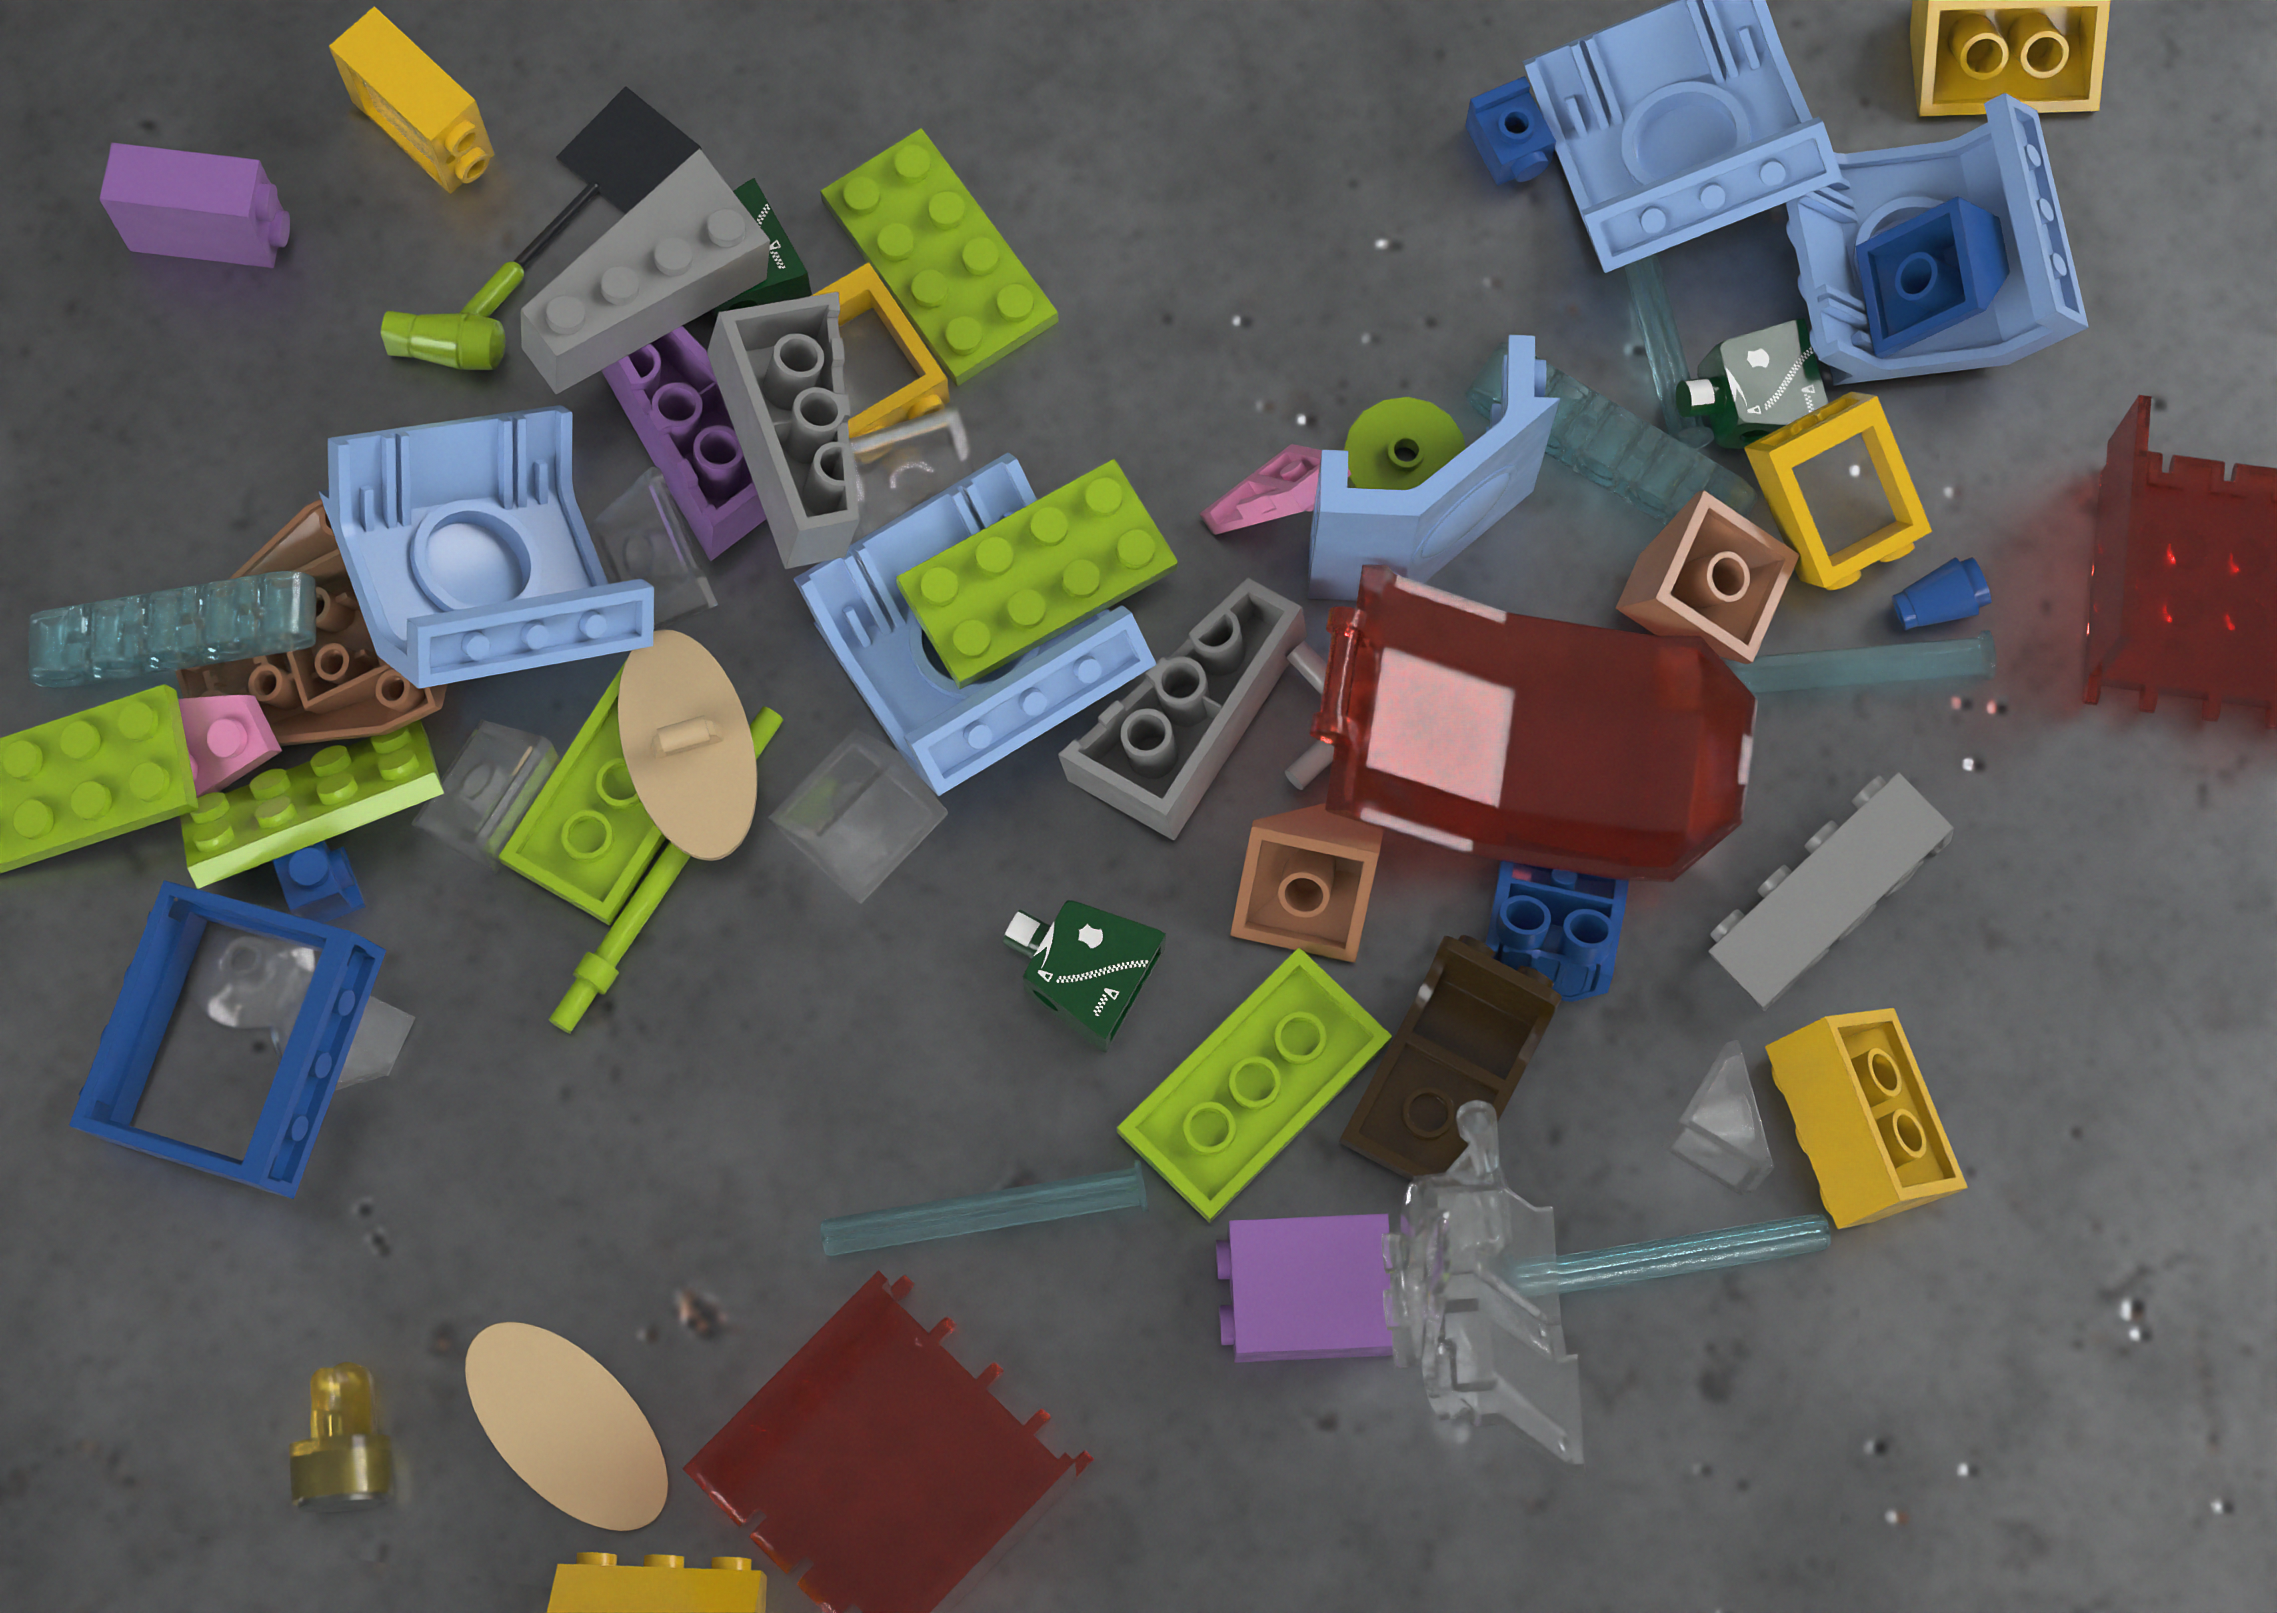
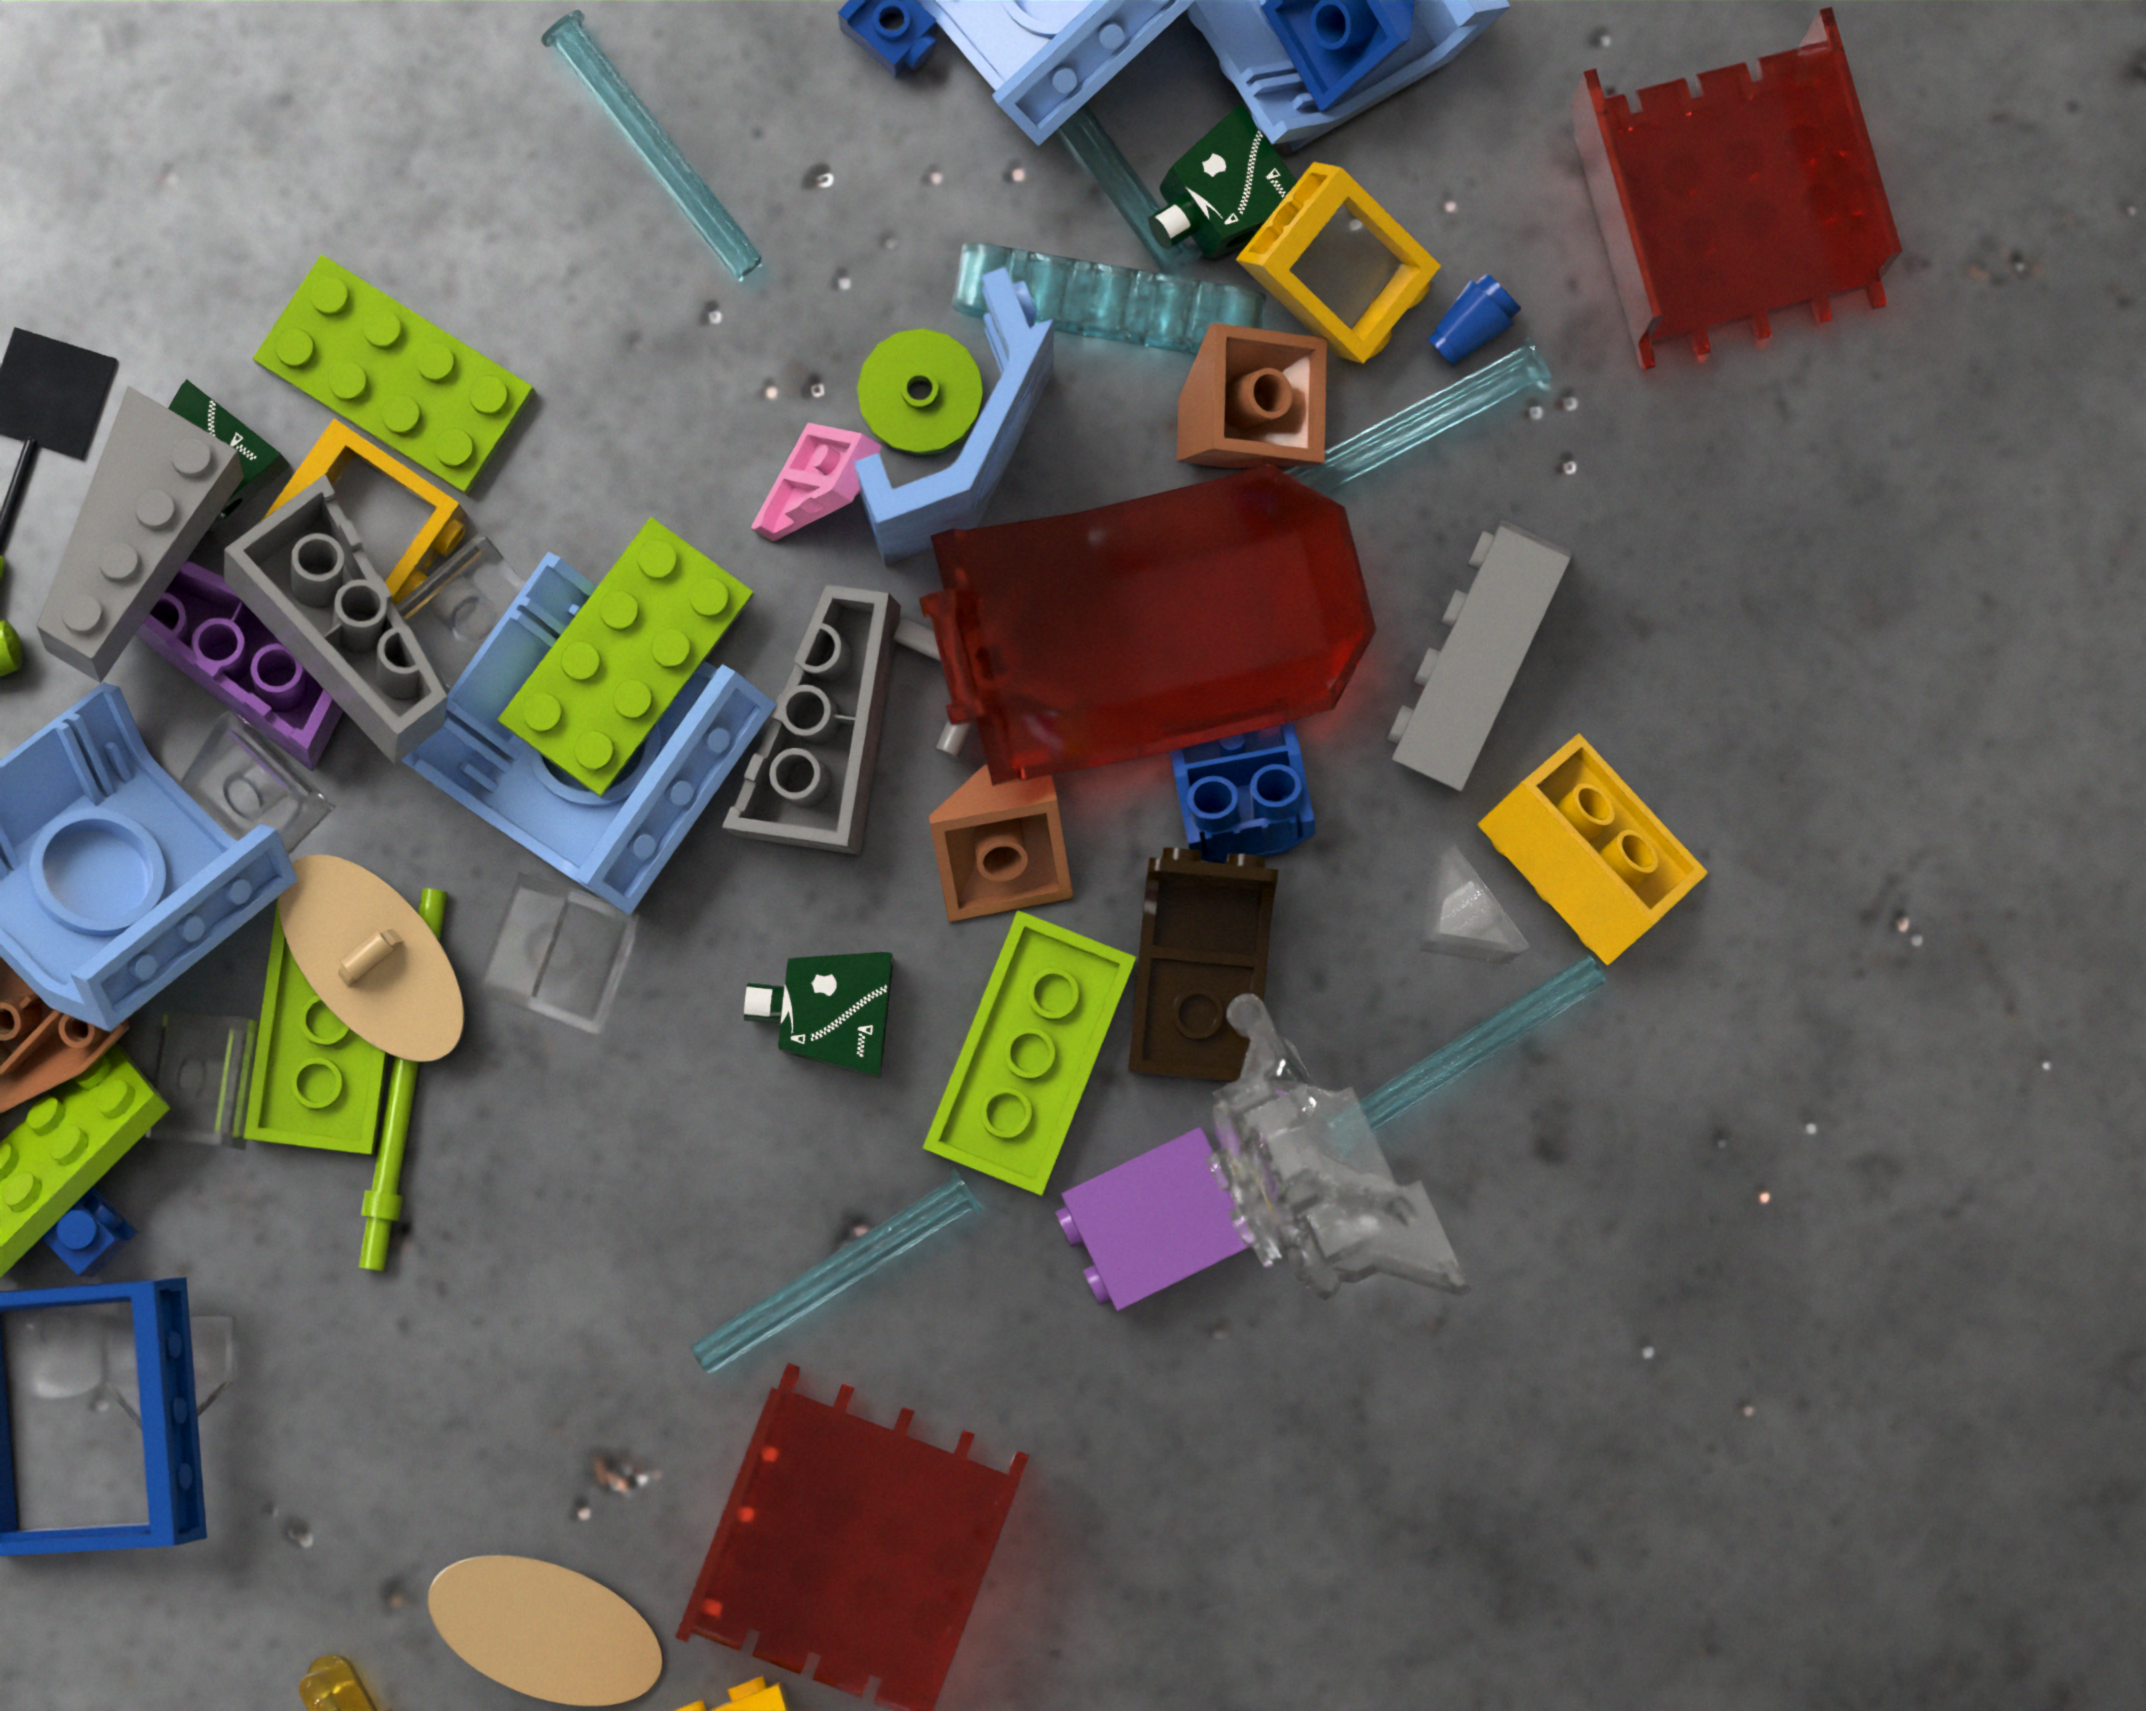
camera: 25 degrees left, 10 degrees up
(1256, 152) = (653, 144): none -> clear light blue axle

